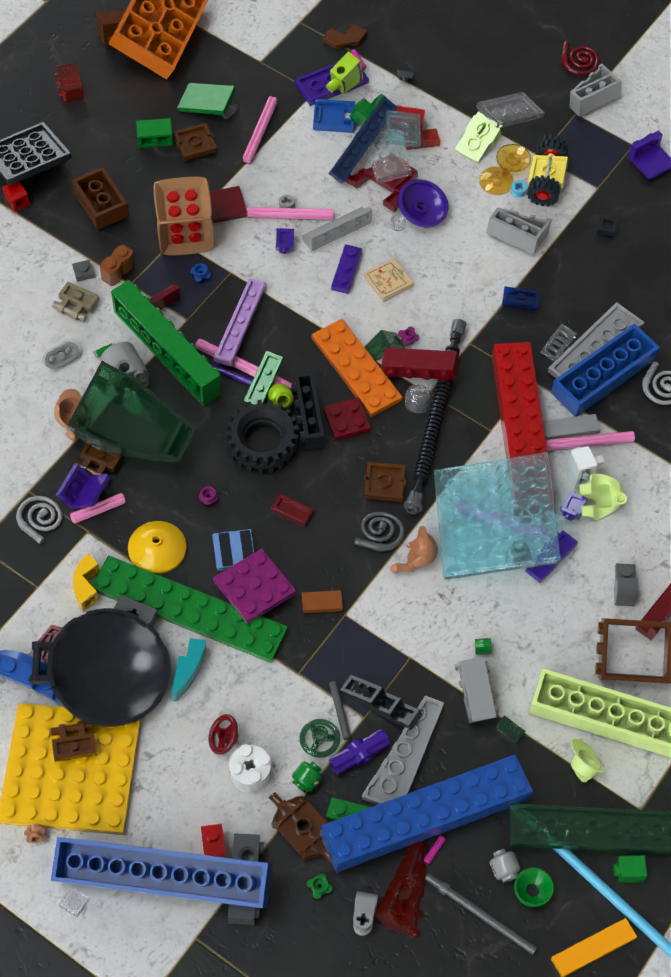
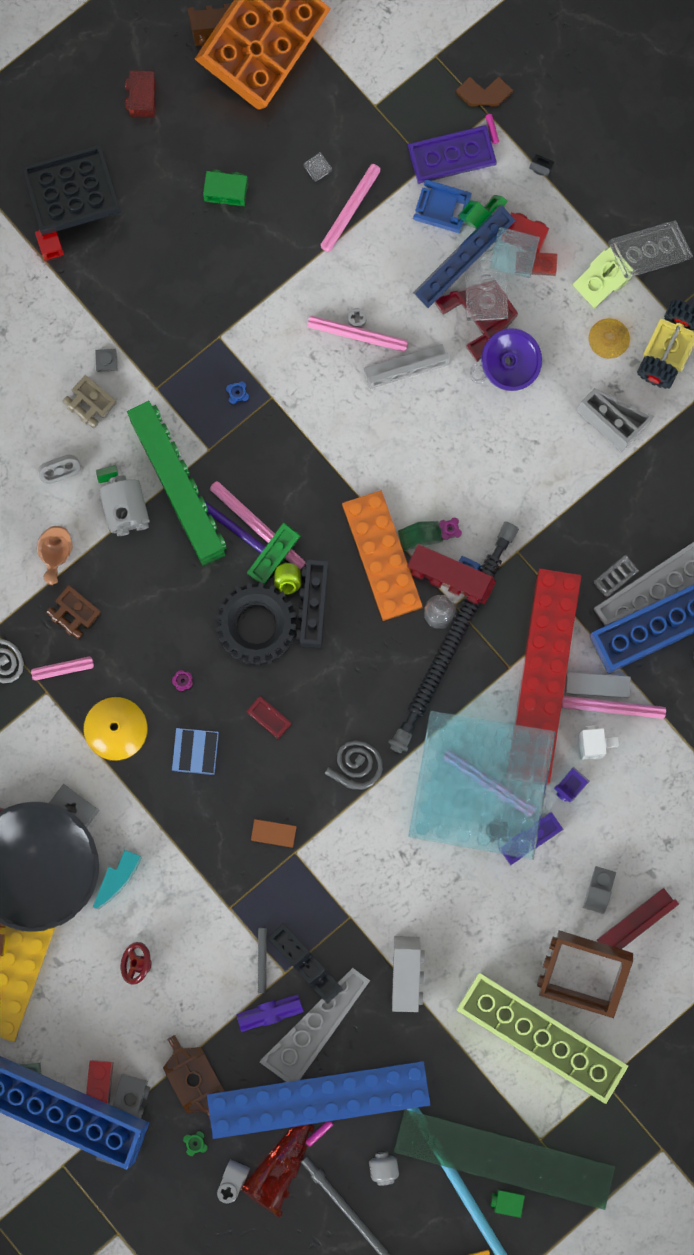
camera: 15 degrees right, 20 degrees up
(81, 488) = (49, 645): dark purple bracket -> none
(84, 592) = (25, 764): yellow brick -> none
(100, 198) = (143, 270): reddish brown brick -> none
(117, 265) = (140, 367): dark orange brick -> none
(129, 419) = (113, 580): clear green windscreen -> none
(166, 297) = (187, 421): dark red tile -> none
(184, 215) = (230, 322): medium nougat piece -> none
(190, 609) = (133, 809): green plate -> none
(195, 141) = (270, 210): reddish brown plate -> none
(206, 98) = (297, 152): tile -> none
(227, 204) = (287, 304): dark red tile -> none
(239, 322) = (266, 469): lavender tile -> none
(250, 757) = (141, 1007): white brick -> none
(254, 586) = (206, 802): magenta plate -> none
(284, 240) = (341, 372): dark purple bracket -> none
(307, 776) = (209, 1027): green head -> none
(319, 730) = (229, 971): clear green piece -> none
(341, 808) = (242, 1073): green plate -> none
(345, 74) = (471, 154): lime torso -> none
(346, 269) = (403, 423): dark purple plate -> none
(346, 419) = (355, 618): dark red plate -> none
(384, 481) = (375, 707): reddish brown plate -> none
(388, 279) = (447, 448): tan tile -> none
(422, 552) = (390, 806): nougat piece -> none
(483, 646) = (428, 925): green hose -> none
(510, 729) = (431, 1024): clear green piece -> none
(513, 157) = (640, 306): clear yellow dish -> none
(518, 184) = (630, 364): medium azure bush -> none
(520, 298) = (590, 508): clear blue plate -> none
(538, 878) = (408, 1211): green piece -> none
(585, 761) = (498, 1078): yellowish green piece -> none
(606, 492) = (613, 783): yellowish green piece -> none

